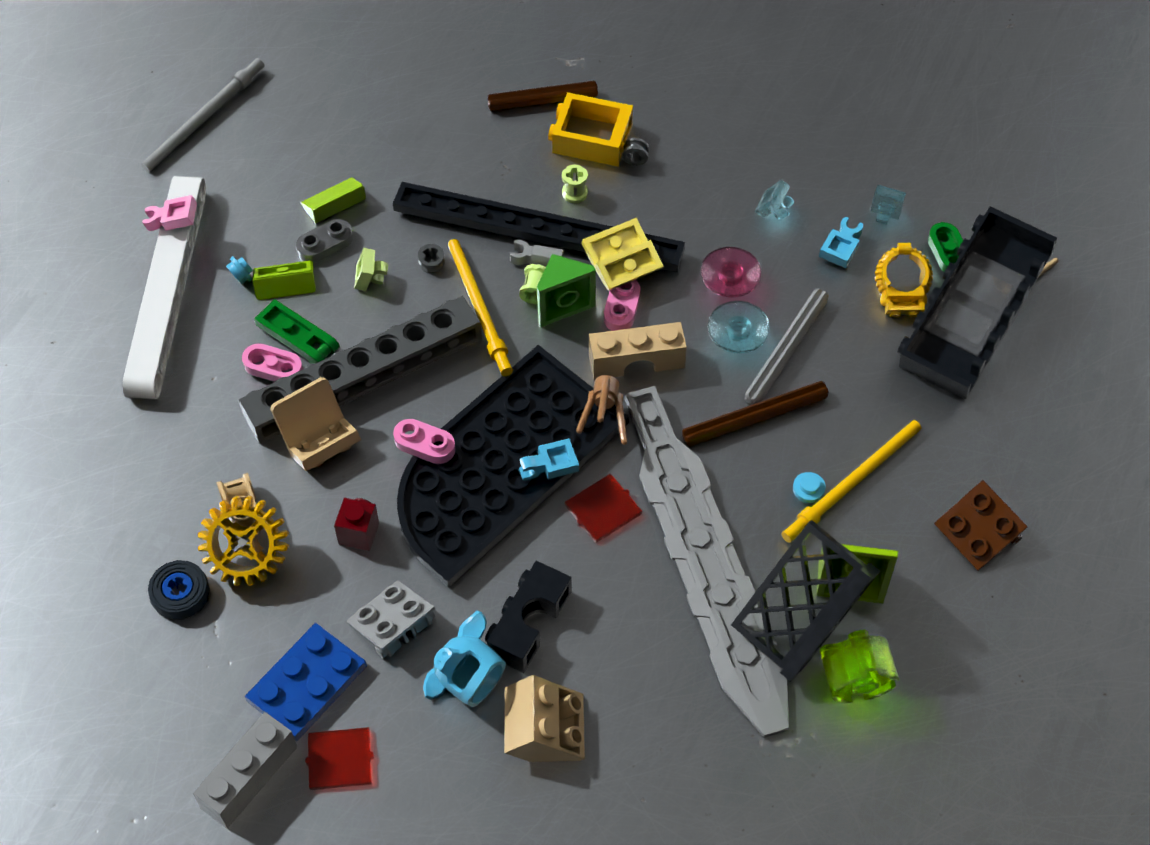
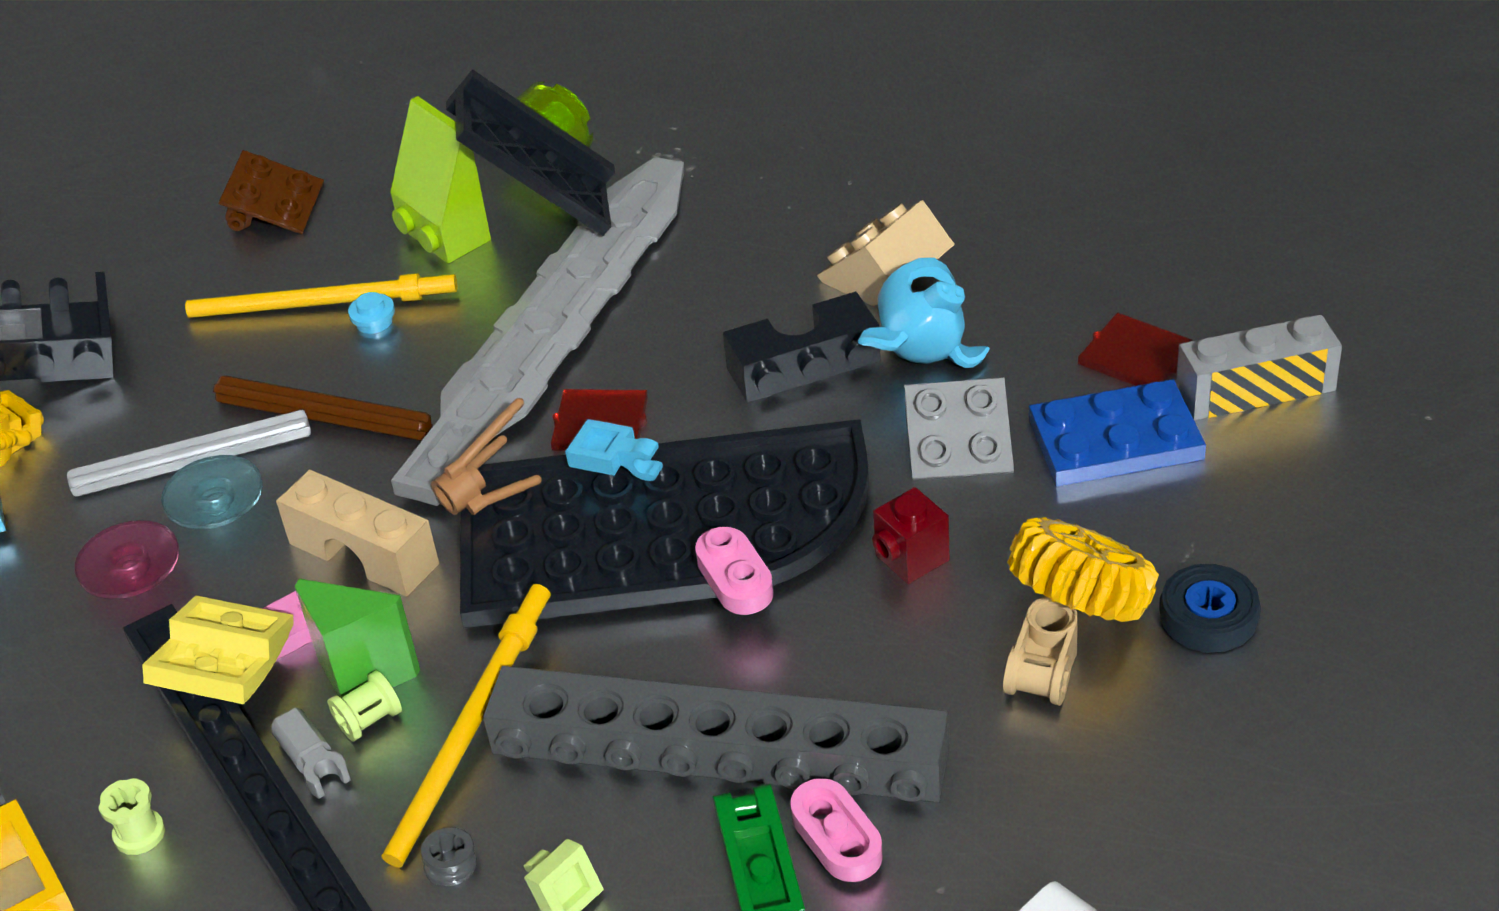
camera: 135 degrees left, 15 degrees down
(313, 424) = (861, 666): tan bracket -> none

